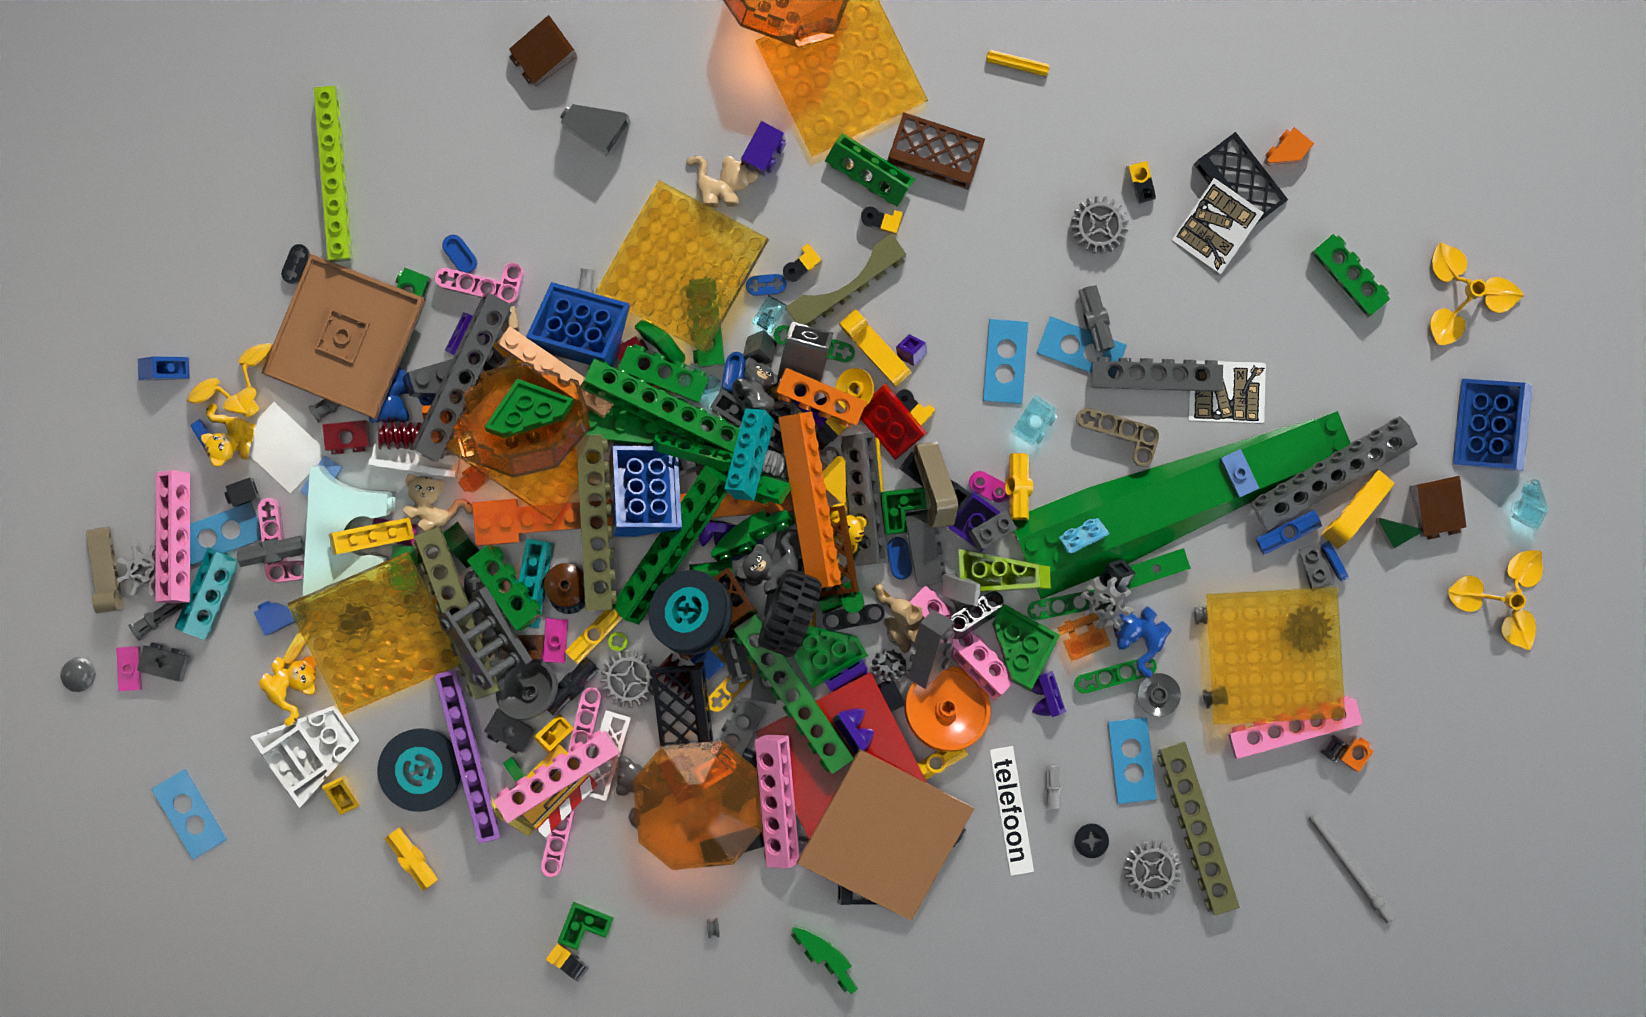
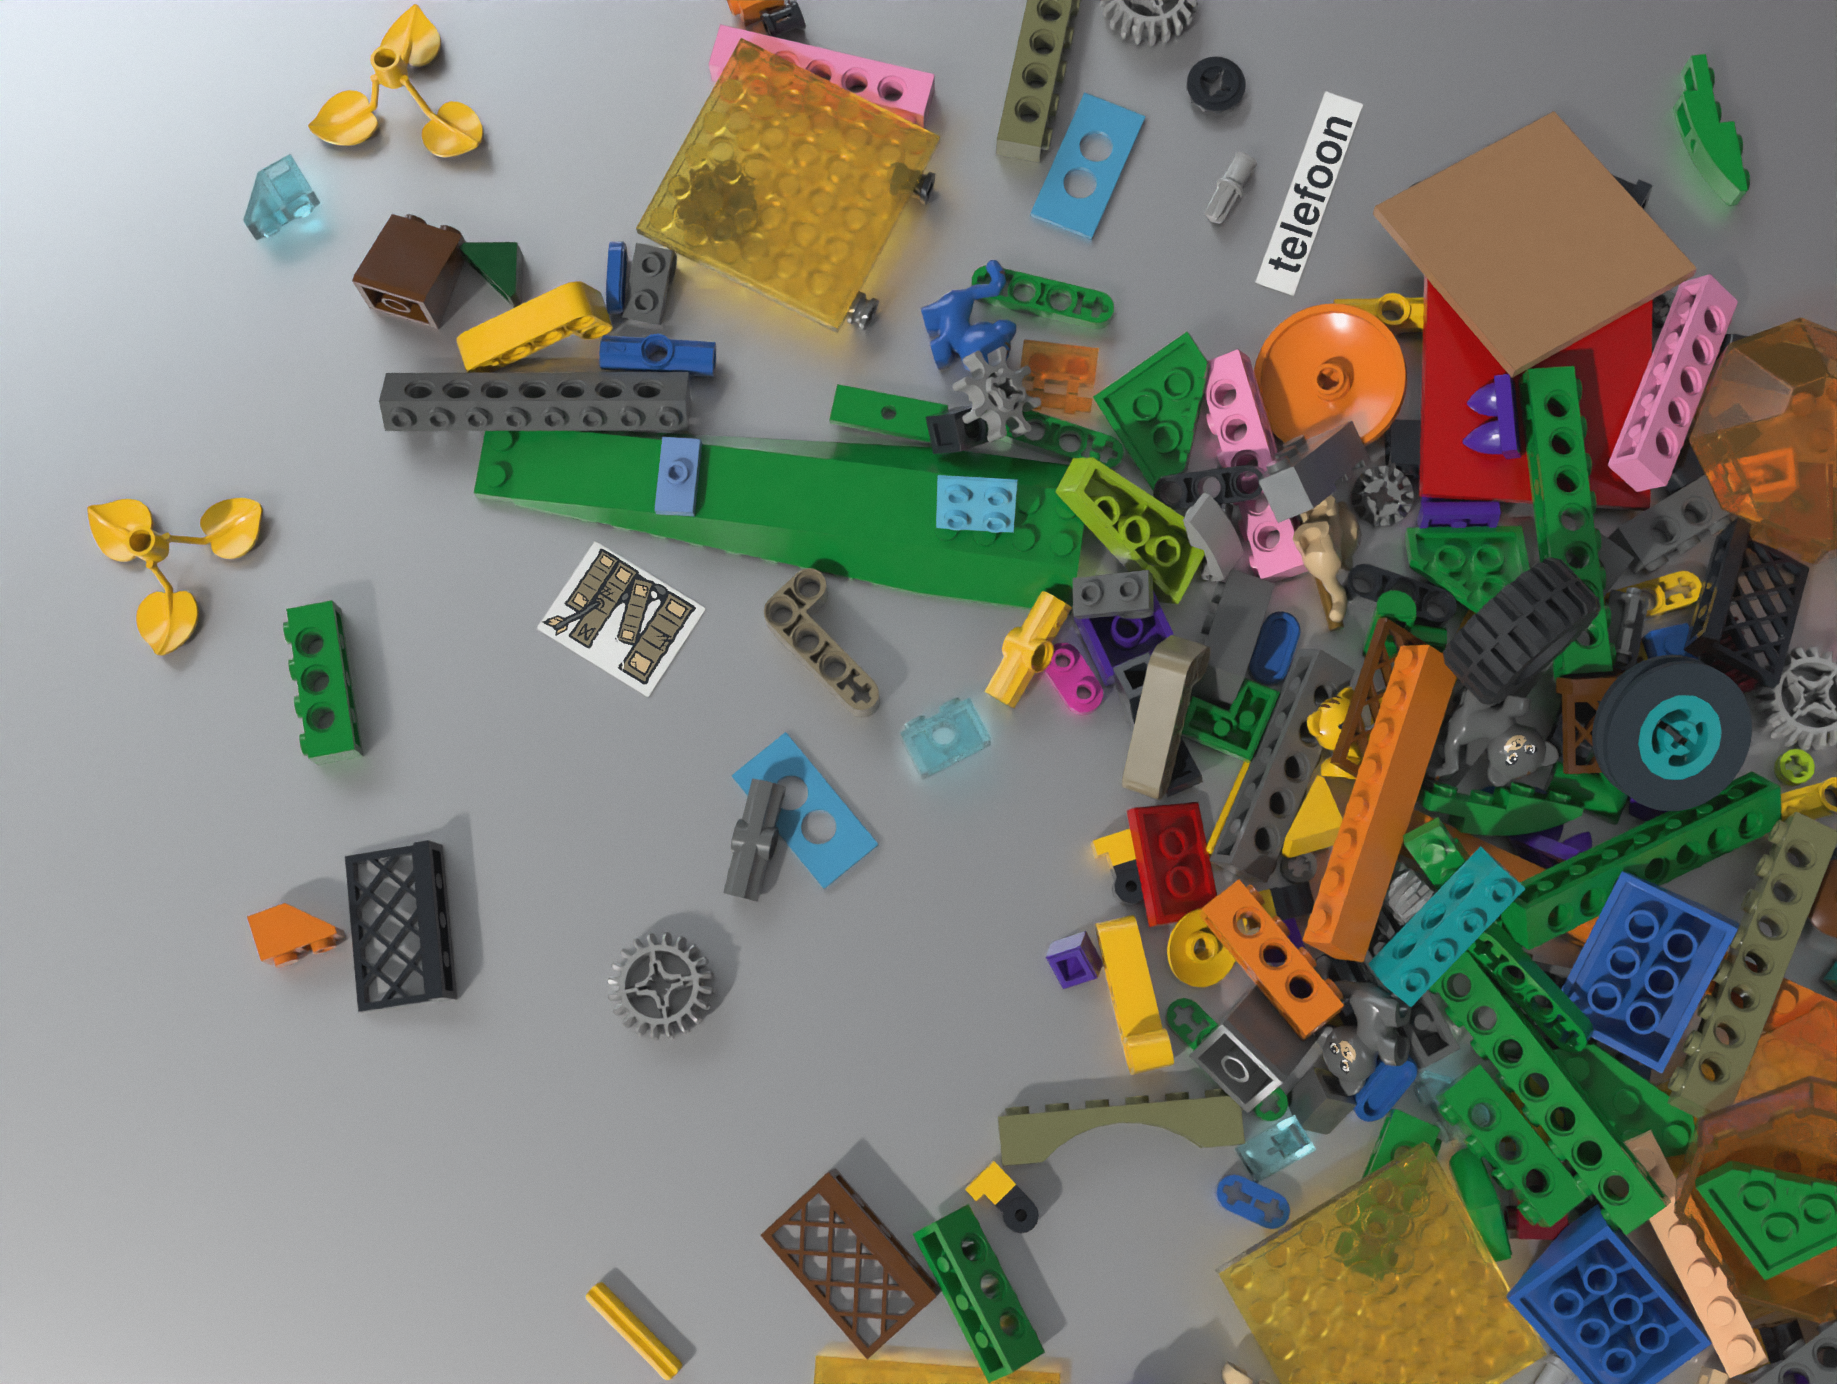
camera: 150 degrees left, 10 degrees down
(796, 270) = (1192, 1196): leg -> none
(998, 331) = (919, 911): dark azure piece -> none
(1052, 704) = (1159, 307): dark purple tile -> none
(1141, 181) = (552, 1017): leg -> none
(1170, 695) = (998, 215): dark grey dish -> none
(1212, 383) = (637, 640): dark grey brick -> none
(1217, 226) = (477, 876): sticker -> none
(1493, 424) = (258, 343): blue slope -> none

